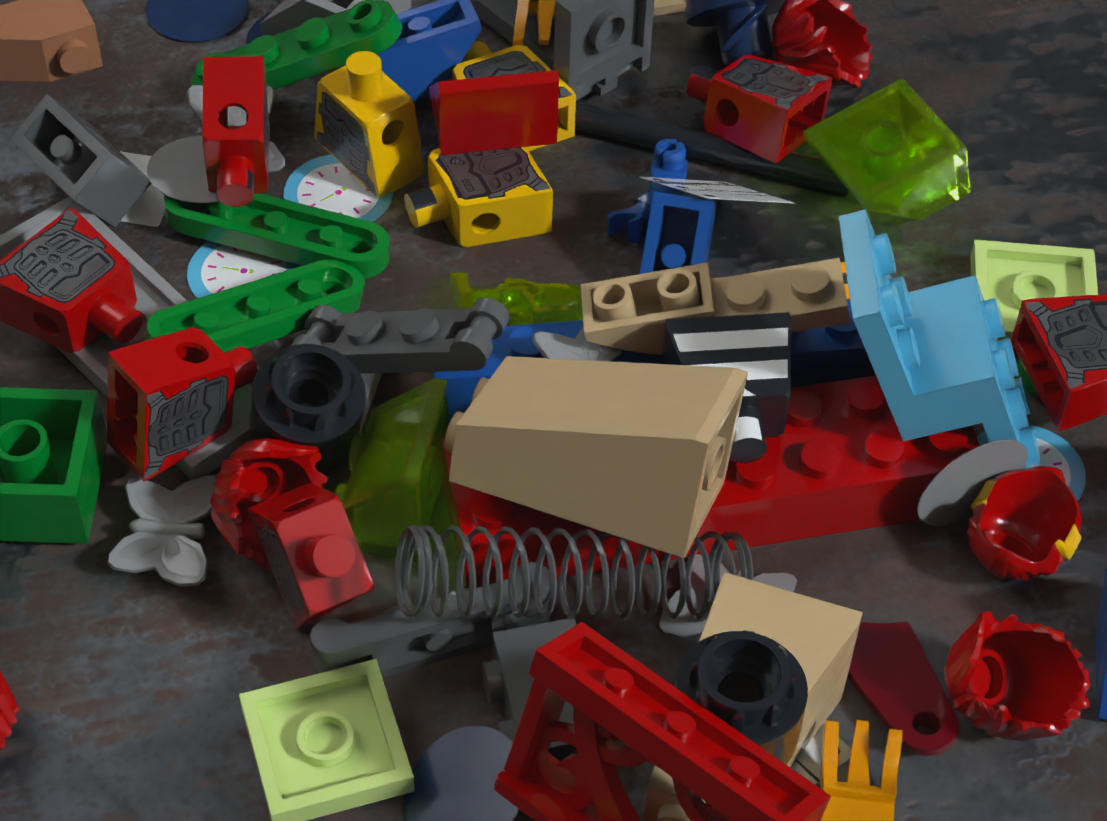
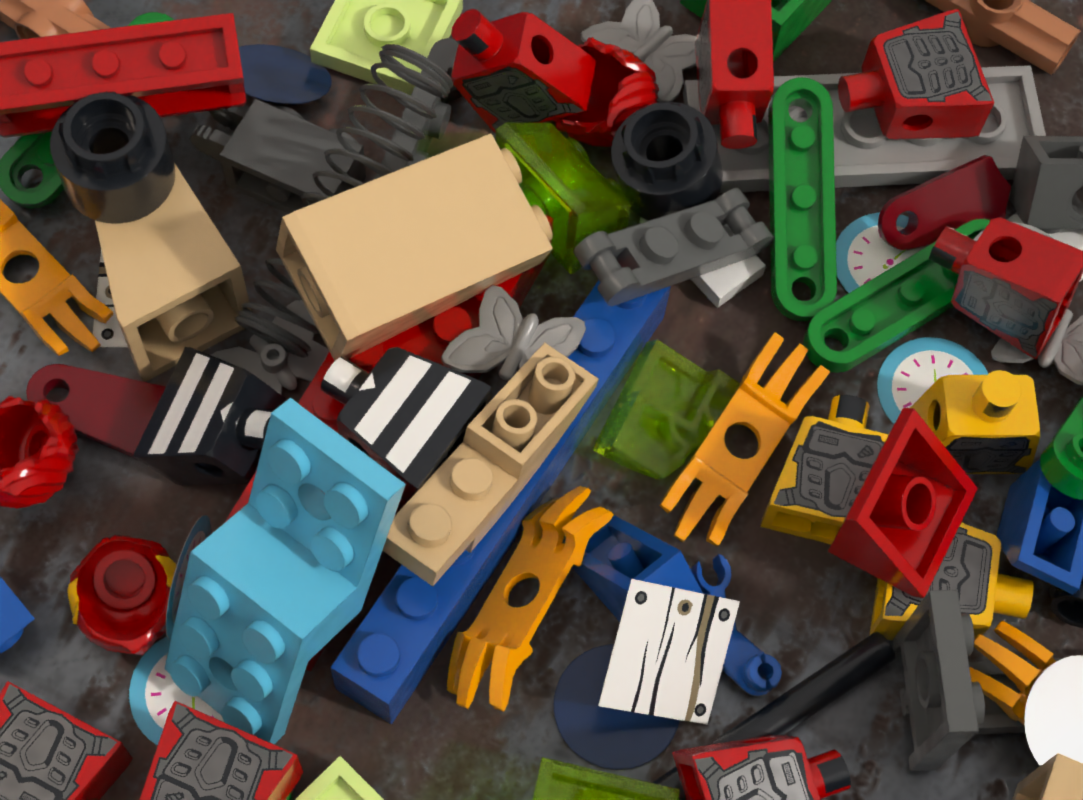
camera: 125 degrees right, 15 degrees up
(160, 238) = (948, 200): none -> dark red piece
(457, 261) = (768, 419): none -> light orange piece
(766, 234) = (605, 734): none -> dark blue sticker
(846, 546) = (208, 423): none -> black torso

